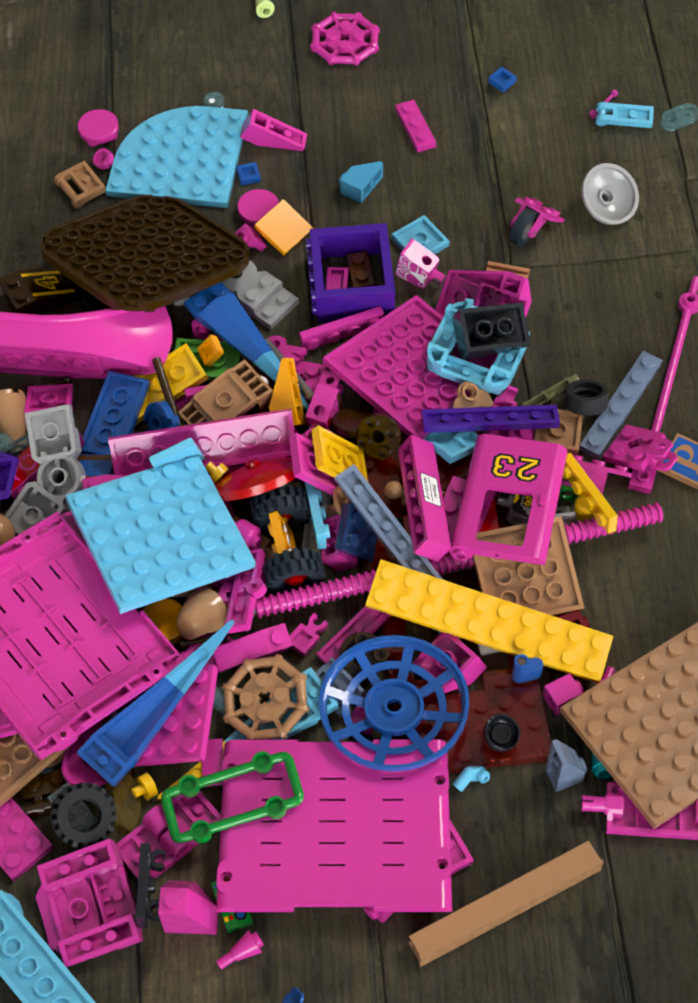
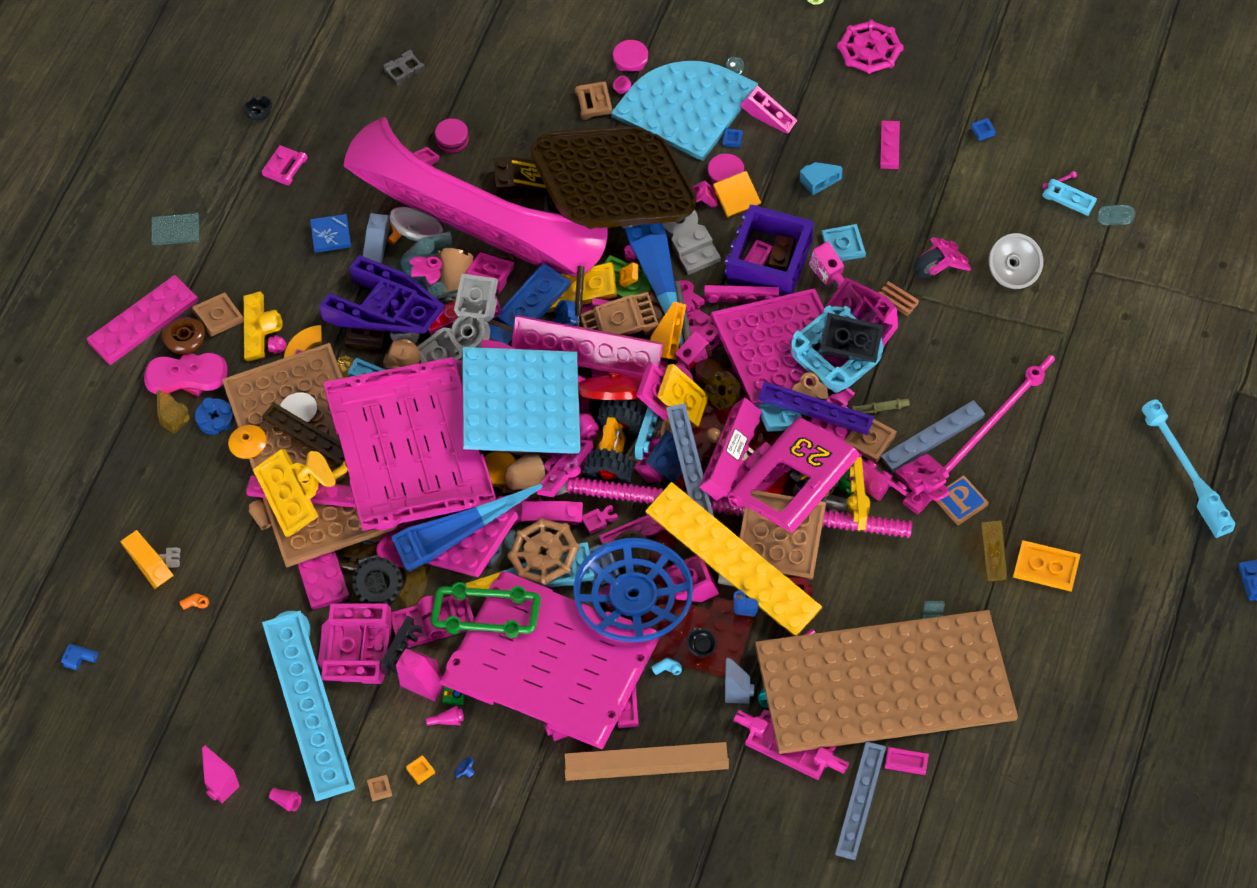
camera: 25 degrees right, 0 degrees up
(145, 787) = (431, 581): yellow tile -> none
(177, 452) = (561, 345): medium azure tile -> none
(213, 759) = (487, 577): dark pink sticker -> none
(216, 473) = (588, 372): yellow tile -> none
(561, 692) = (765, 631): dark pink brick -> none
(586, 397) = (902, 427): black tyre -> none

